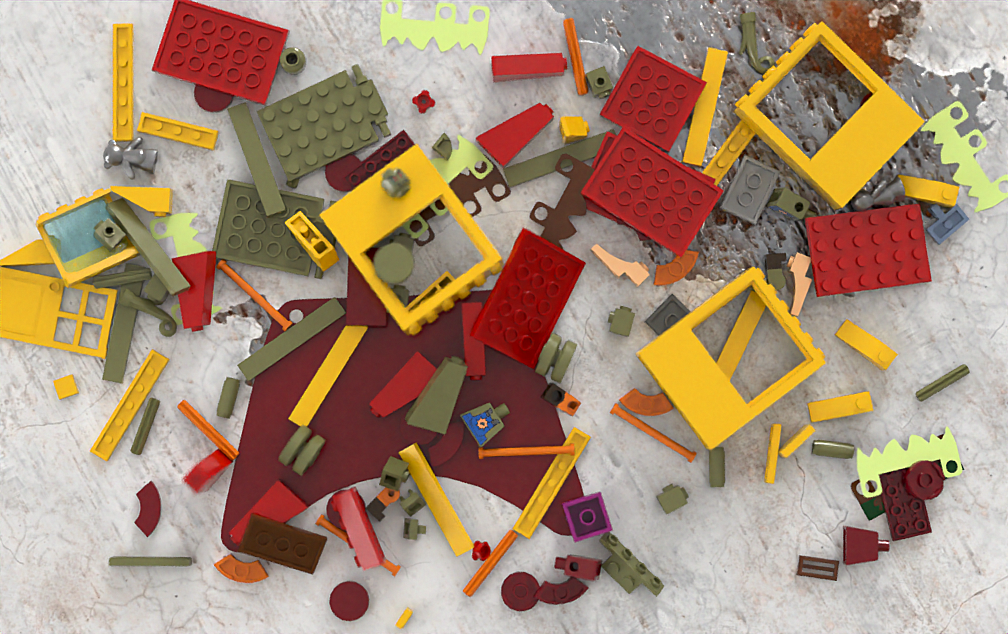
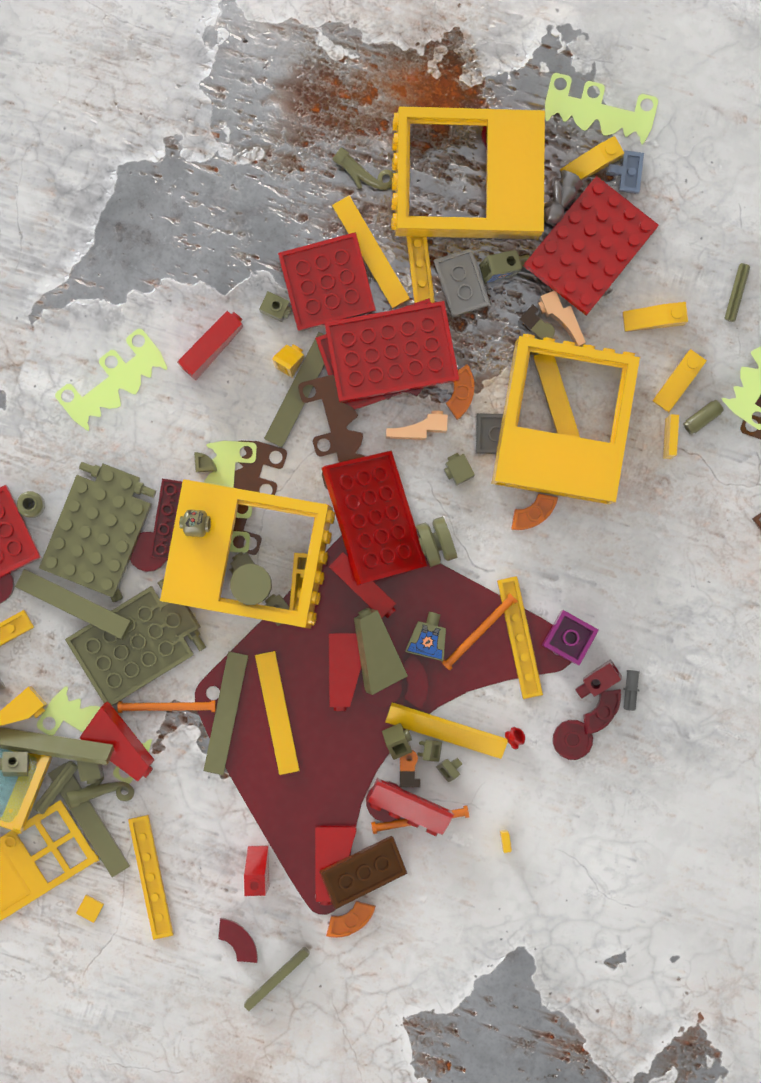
camera: 45 degrees left, 0 degrees up
(145, 426) = (177, 881): olive axle -> none
(208, 430) = (227, 840): orange axle -> none
(228, 397) = (219, 801): olive piece -> none
(304, 452) = (312, 788): olive wheel -> none
(312, 241) = (173, 625): yellow slope -> none
(349, 601) = (452, 867): dark red tile -> none
(363, 303) = (254, 635): dark red tile -> none
(424, 95) = (152, 443): red plate -> none
(490, 563) = (530, 739): orange axle -> none
(513, 135) = (247, 409): red slope -> none
(560, 399) = (468, 569): leg -> none
(575, 56) = (239, 304): orange axle -> none
(596, 595) = (631, 690): none -> dark grey axle
(627, 568) = (635, 648): olive bracket -> none
(652, 432) = (559, 529): orange bar -> none
(672, 498) = (620, 564): olive brick -> none
(717, 467) = (631, 511): olive piece -> none
(772, 453) = (662, 462): yellow tile -> none

